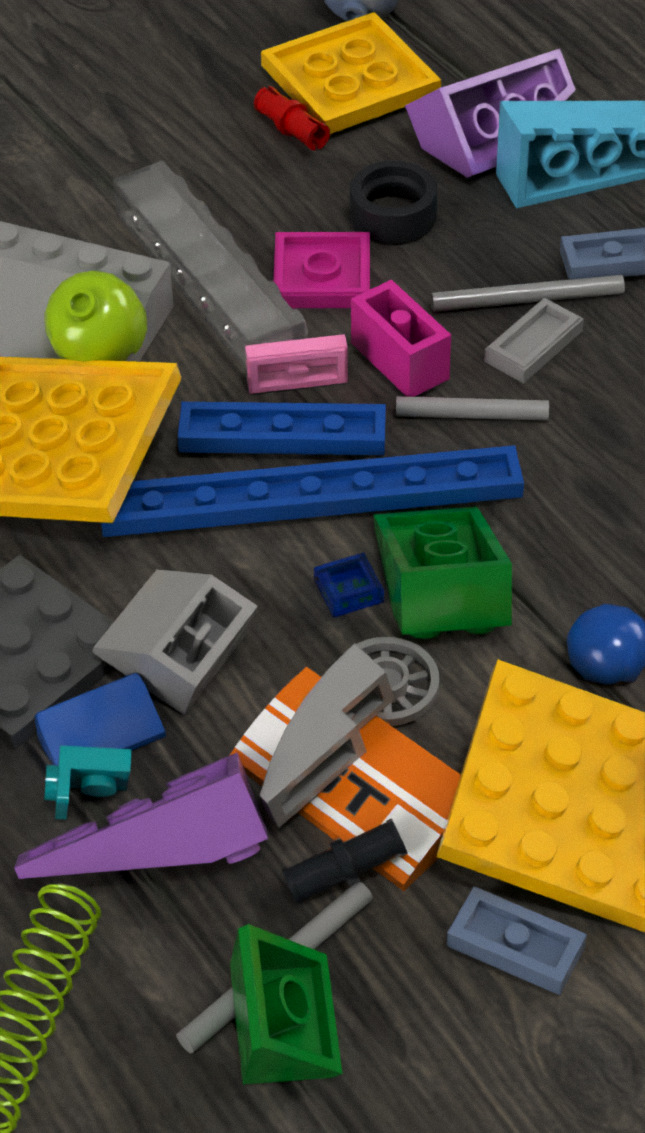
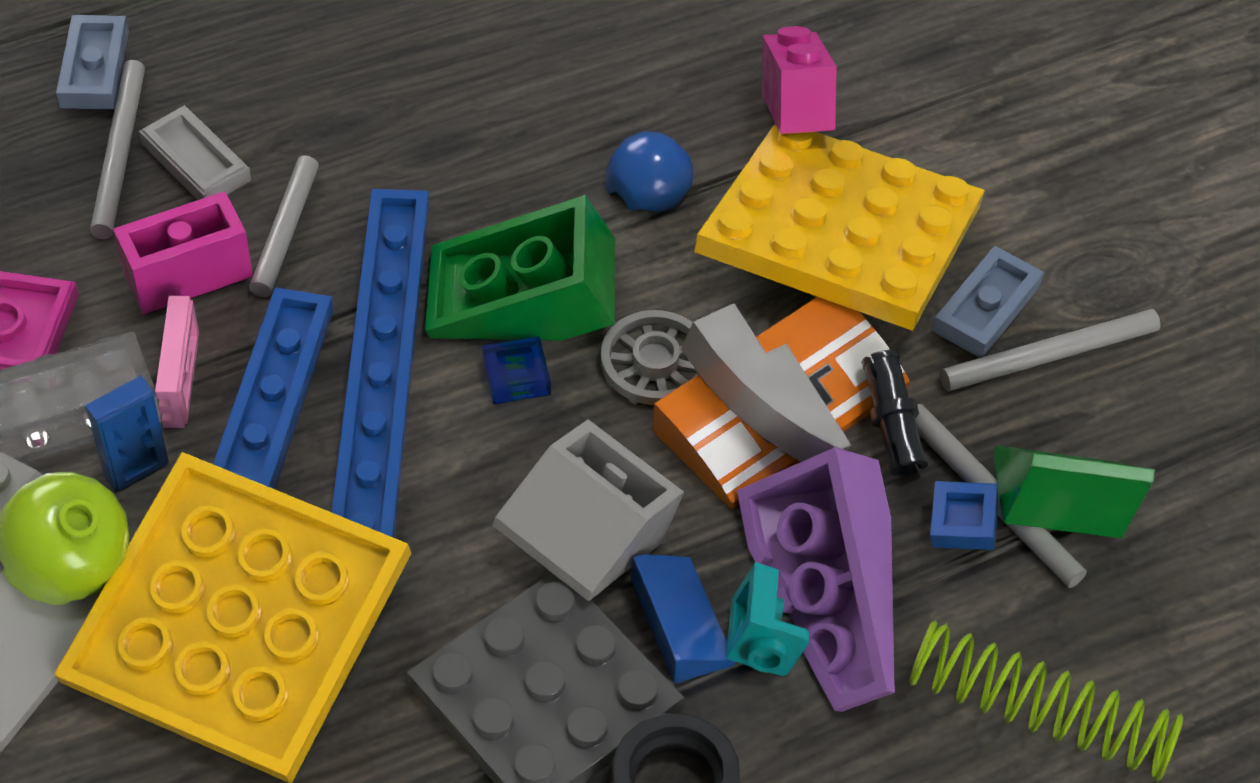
camera: 85 degrees left, 5 degrees up
(200, 338) = (127, 433): none -> blue plate
(222, 923) = (964, 515): none -> blue plate
(477, 1013) = (1049, 350): none -> light grey bar

